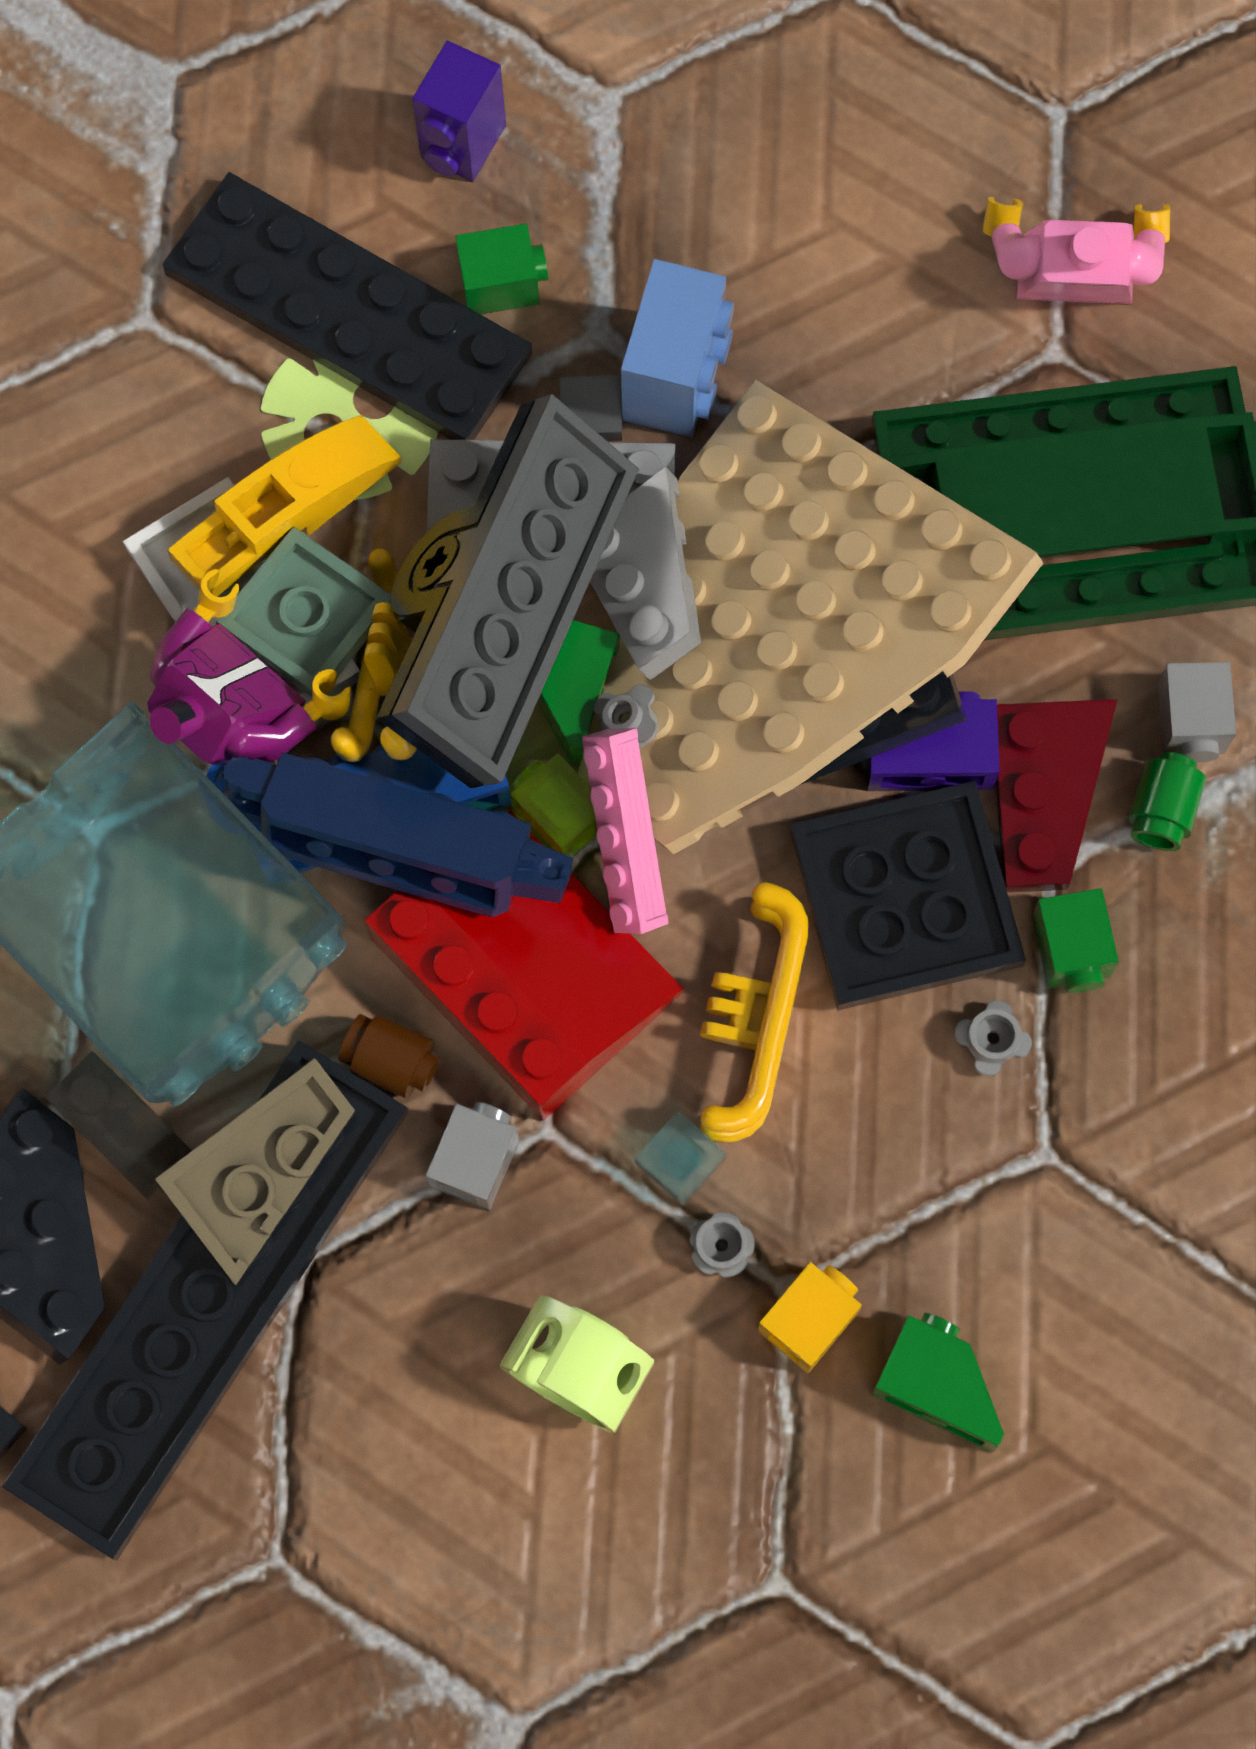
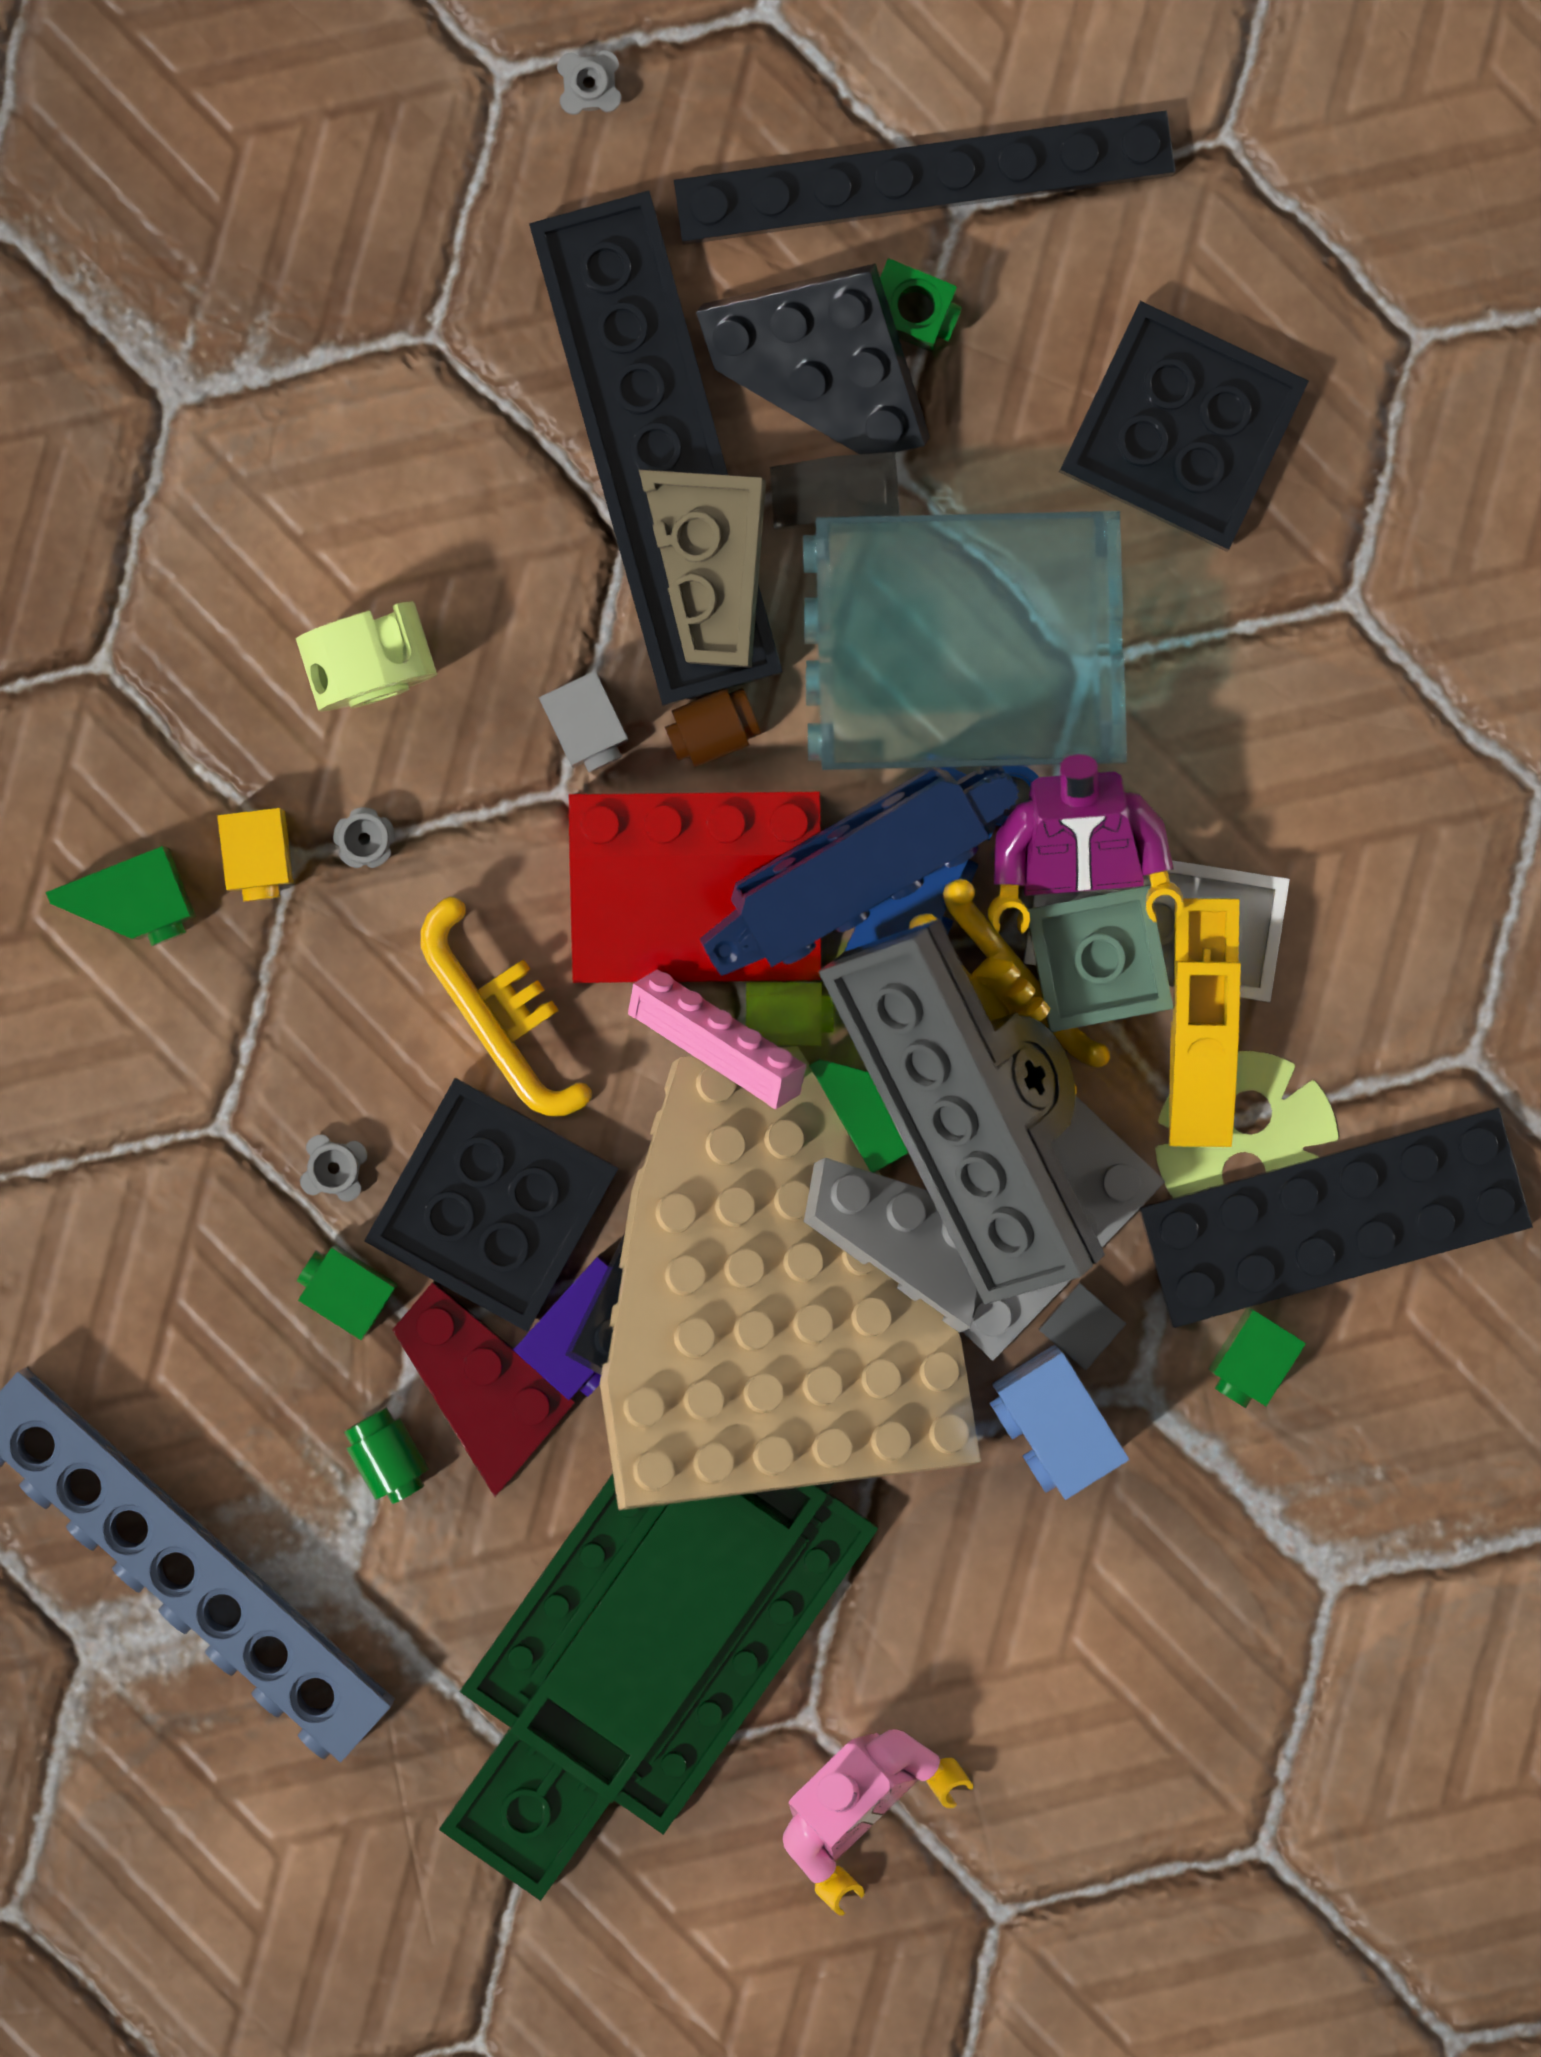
camera: 135 degrees right, 15 degrees up
(459, 111) = (1407, 1438): dark purple brick -> none
(637, 704) = (799, 1134): light grey plate -> none
(680, 1158) = (450, 865): clear light blue plate -> none
(1197, 709) = (431, 1543): light grey brick -> none

